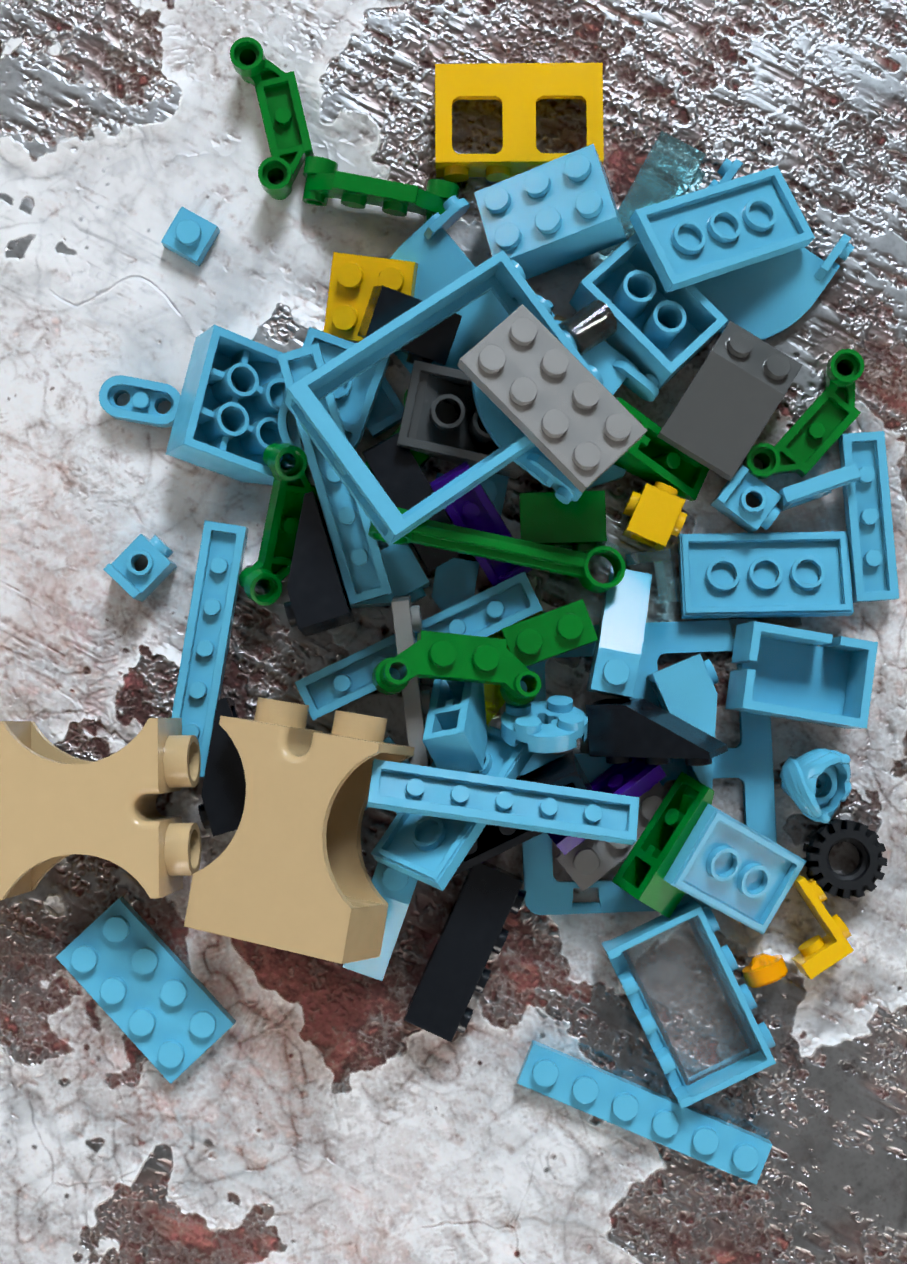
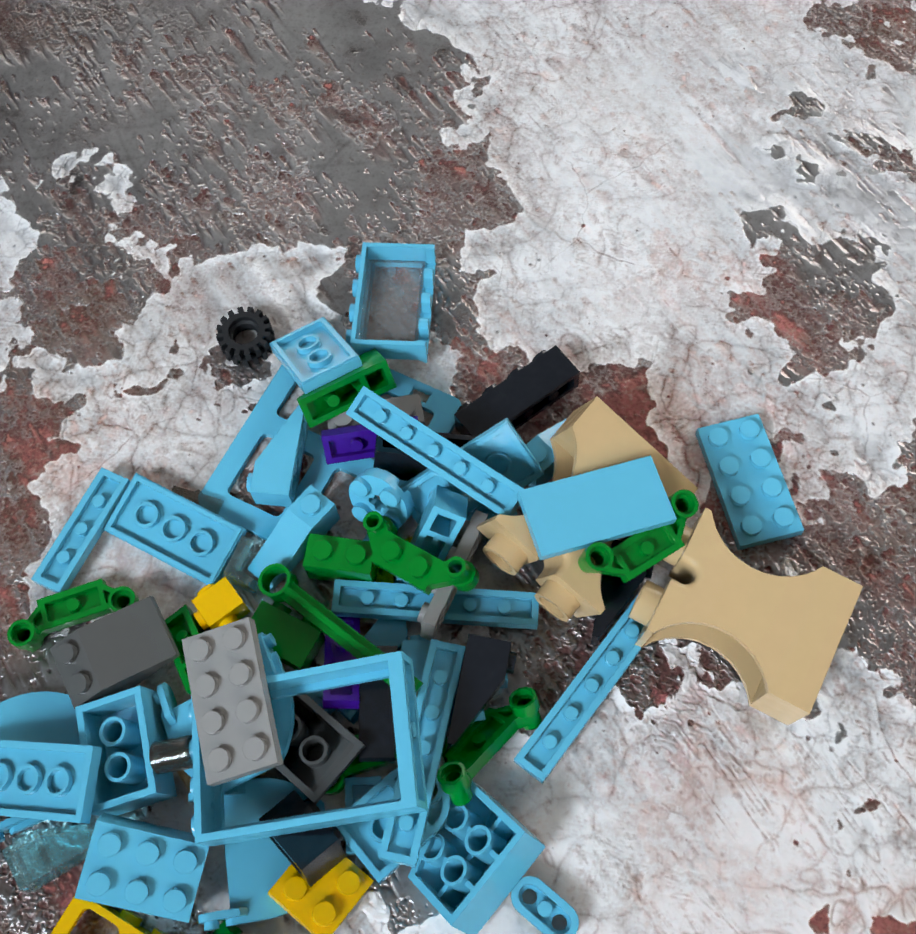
camera: 150 degrees left, 20 degrees down
(142, 583) = (624, 777): medium azure brick -> none
(204, 815) = (641, 549): none -> green plate
(274, 822) = (595, 507): none -> medium azure tile
(643, 730) = (315, 456): black slope -> none
(644, 1112) = (462, 263): medium azure plate -> none
(732, 501) = (159, 586): medium azure brick -> none
(764, 970) = (336, 297): light orange tile -> none
(795, 679) = (196, 447): medium azure piece -> none
(817, 486) = (101, 566): medium azure tile -> none
(817, 952) = (290, 291): yellow bracket -> none
(833, 776) = (232, 384): medium azure hair -> none

